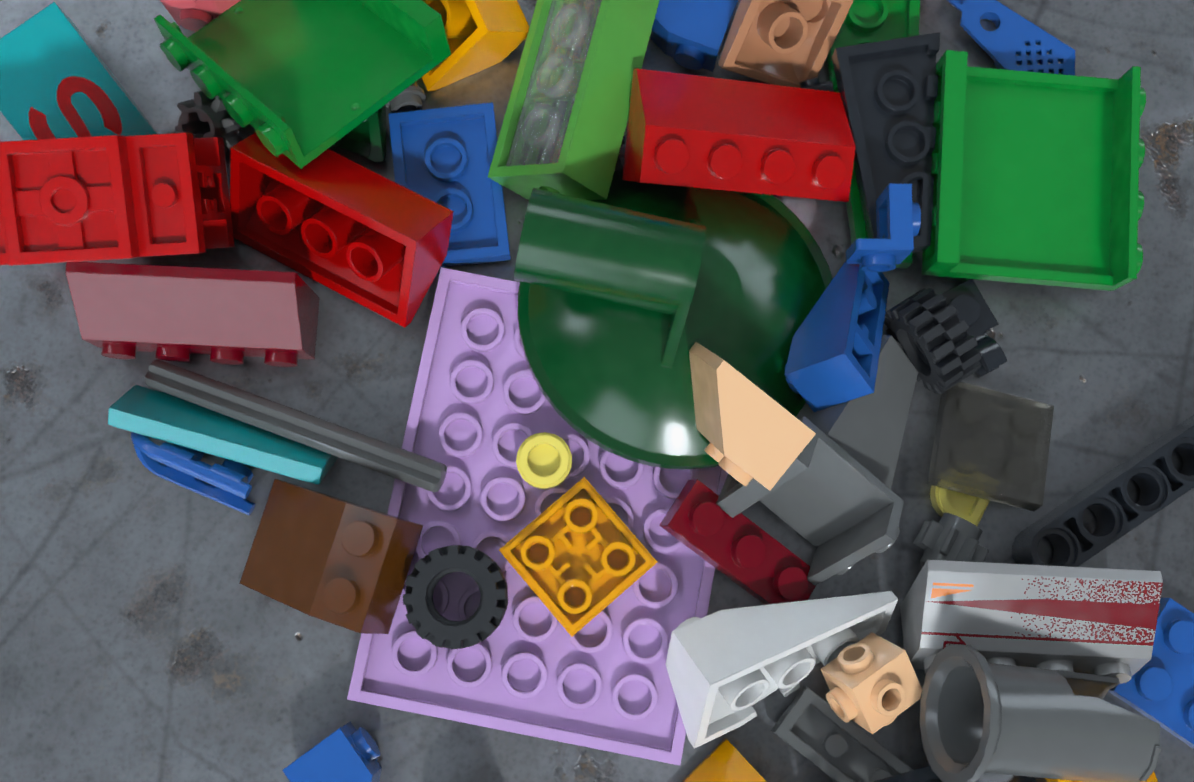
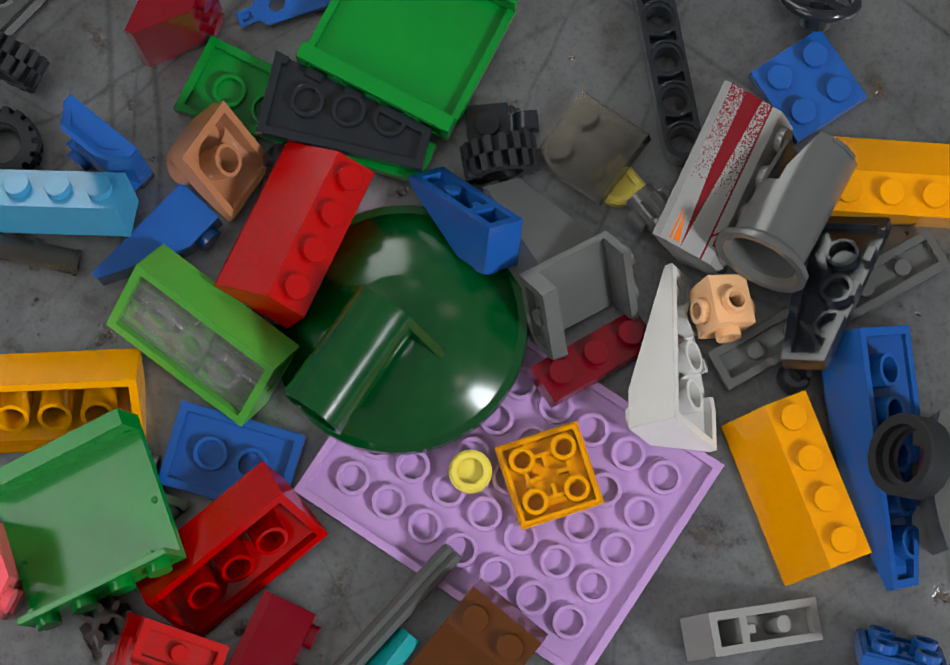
camera: 60 degrees left, 0 degrees up
(420, 591) = (548, 545): black tyre -> none
(745, 426) = (507, 319): light nougat slope -> none
(897, 223) = (409, 148): blue bracket -> none

